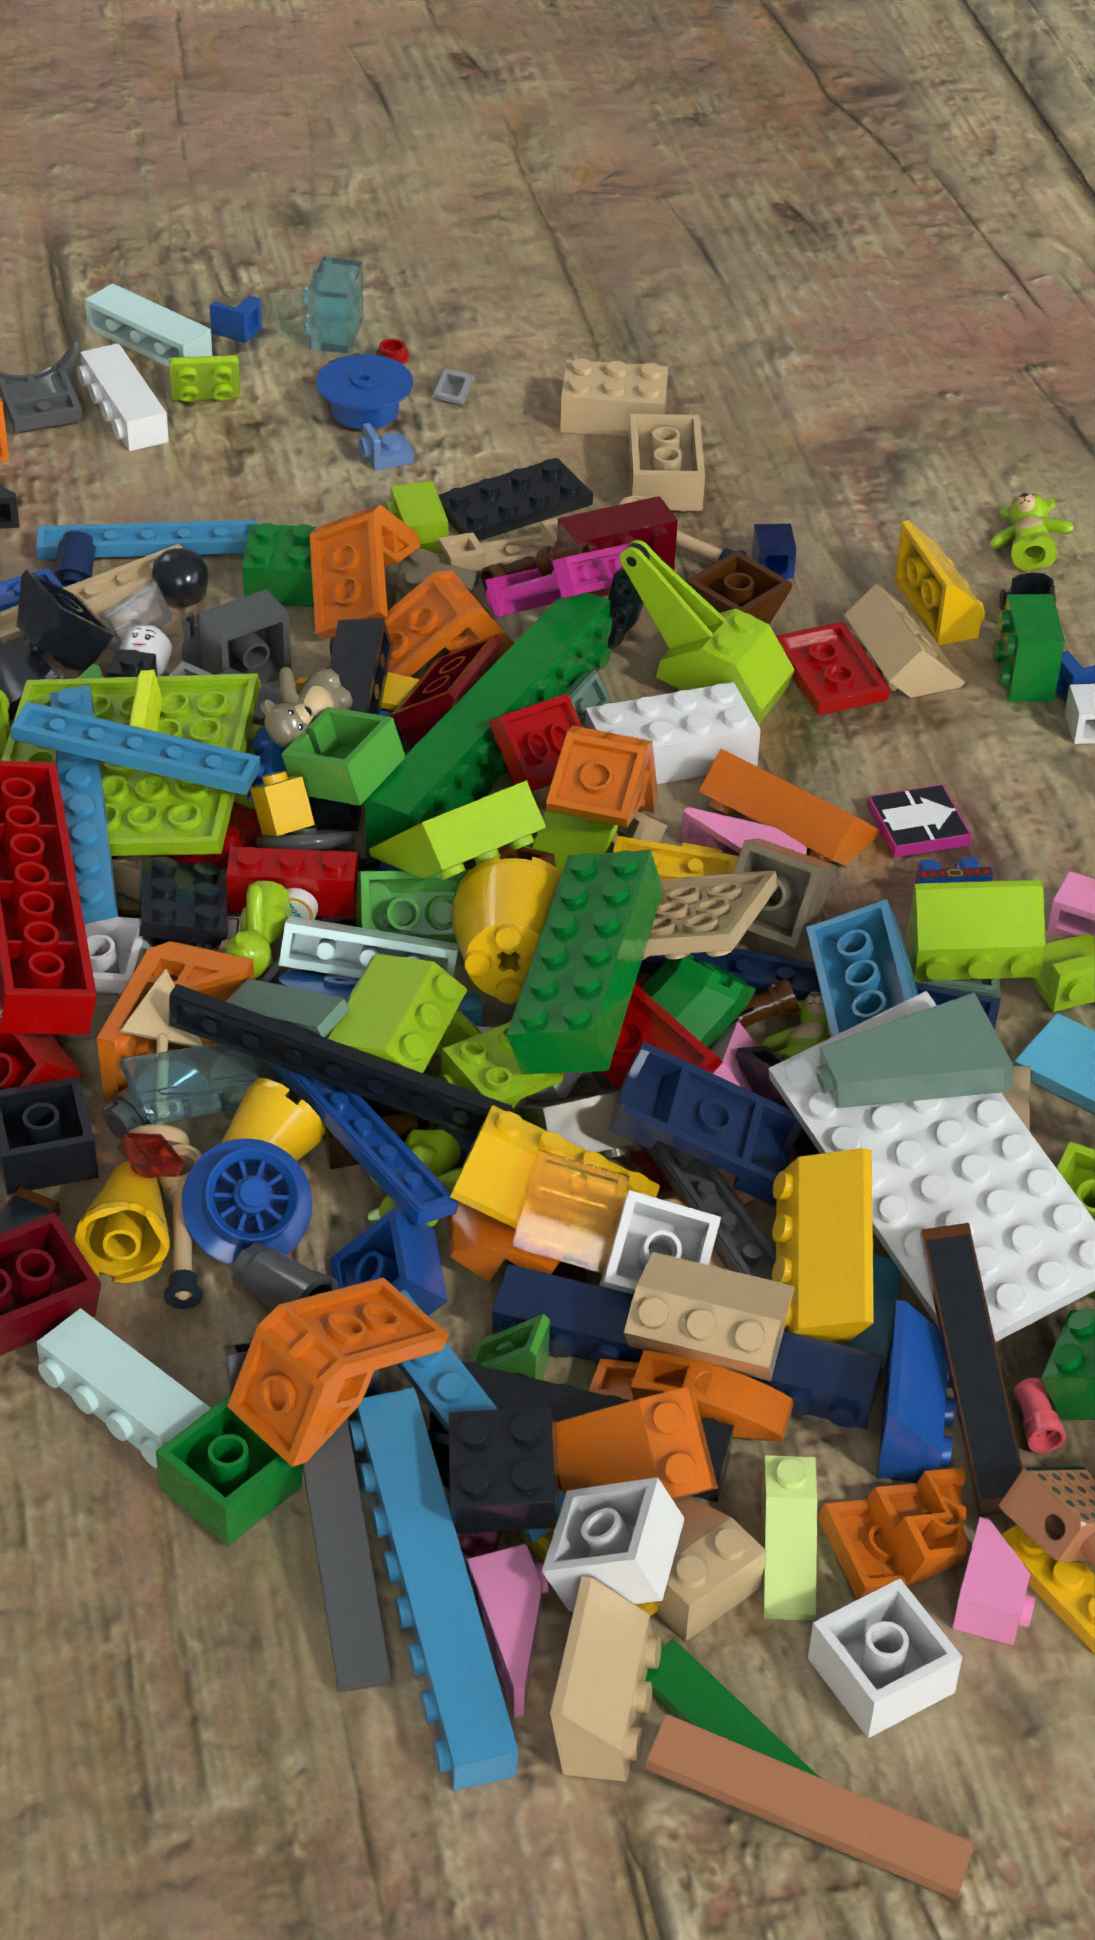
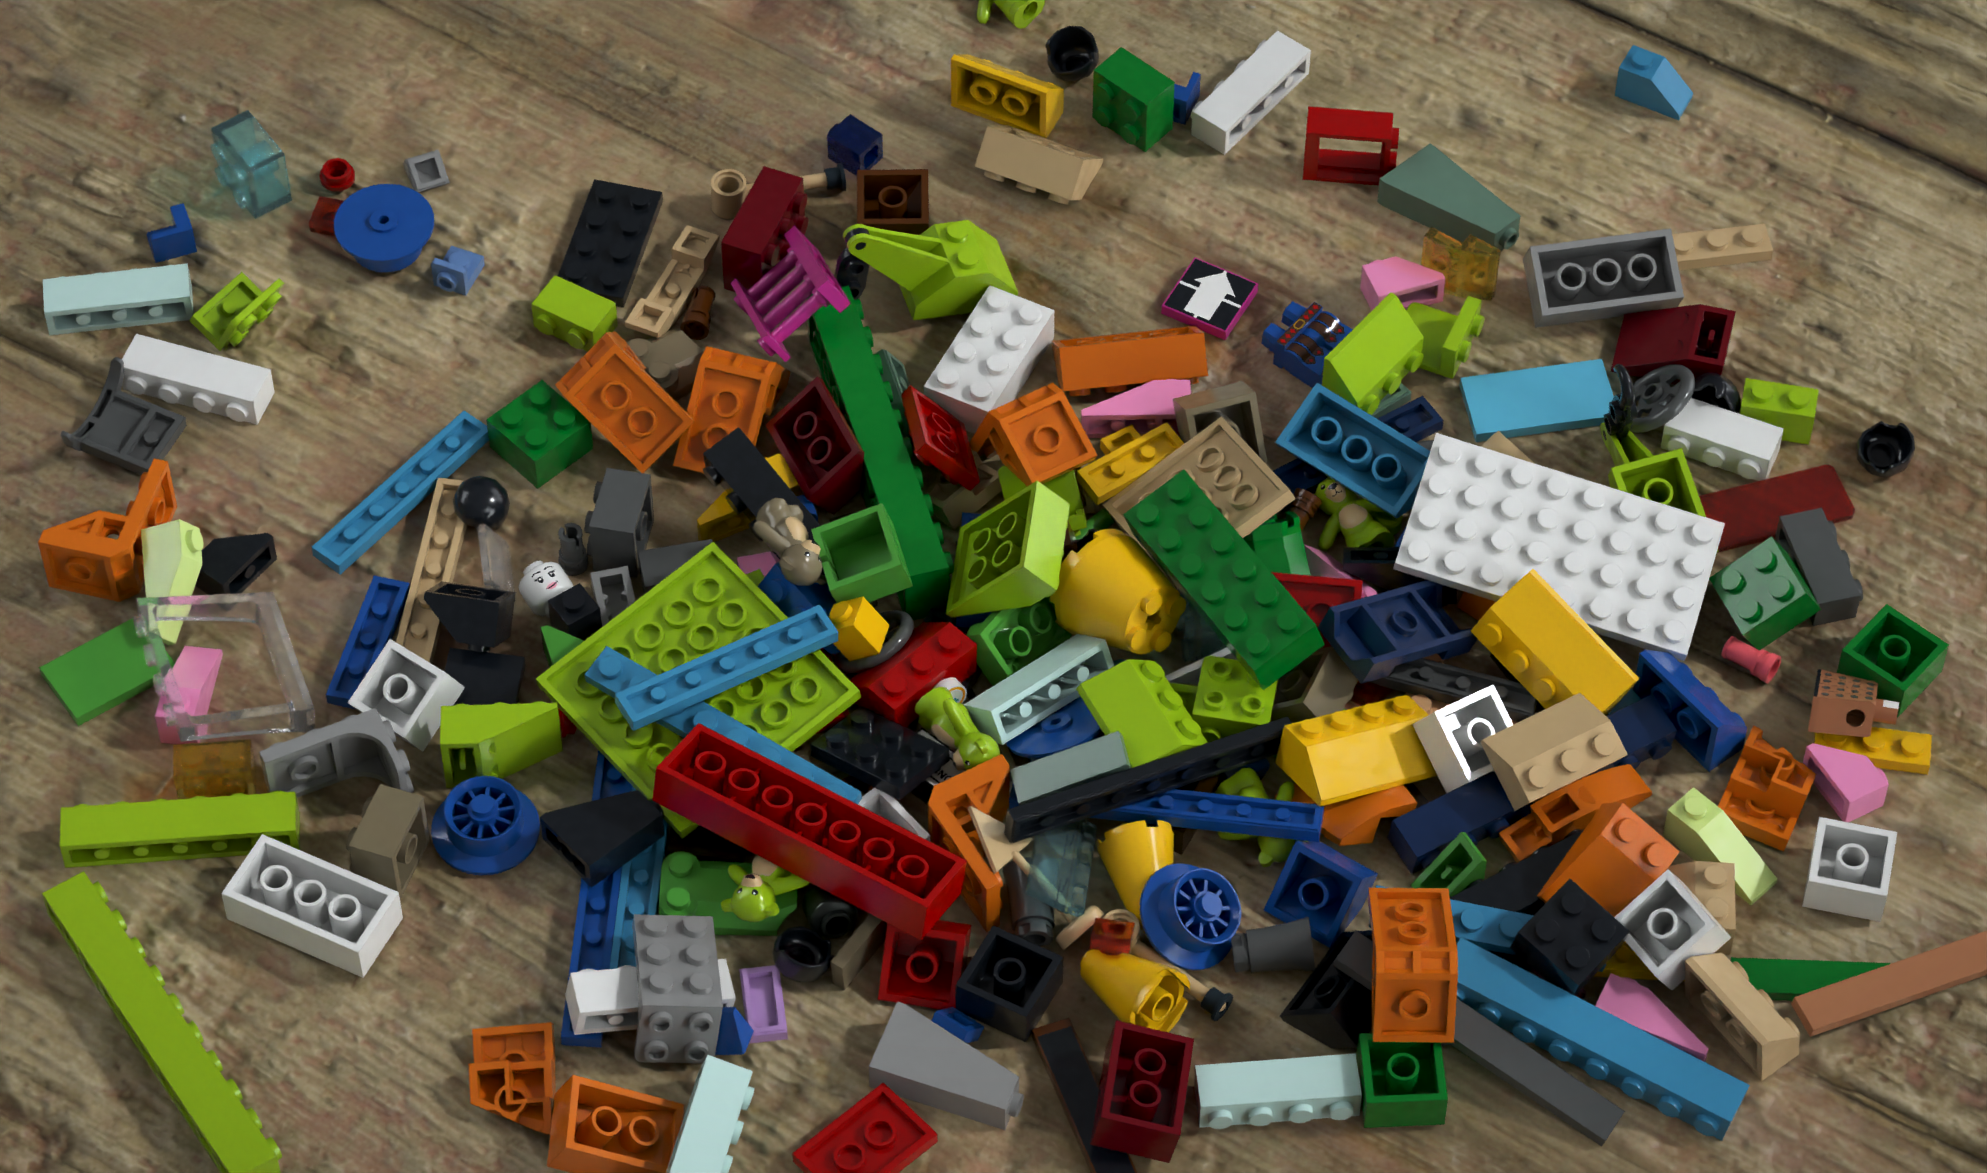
camera: 45 degrees left, 10 degrees up
(74, 558) = (387, 553): dark blue brick -> none
(146, 702) = (682, 630): neon yellow tile -> none
(547, 554) = (752, 278): reddish brown pin -> none
(570, 1211) = (1397, 754): clear yellow slope -> none
(604, 394) = (569, 92): tan brick -> none
(667, 459) = (689, 124): tan brick -> none
(833, 668) = (1016, 216): red plate -> none
(918, 1057) = (1495, 481): sand green slope -> none
(972, 1364) = (1709, 659): black tile -> none

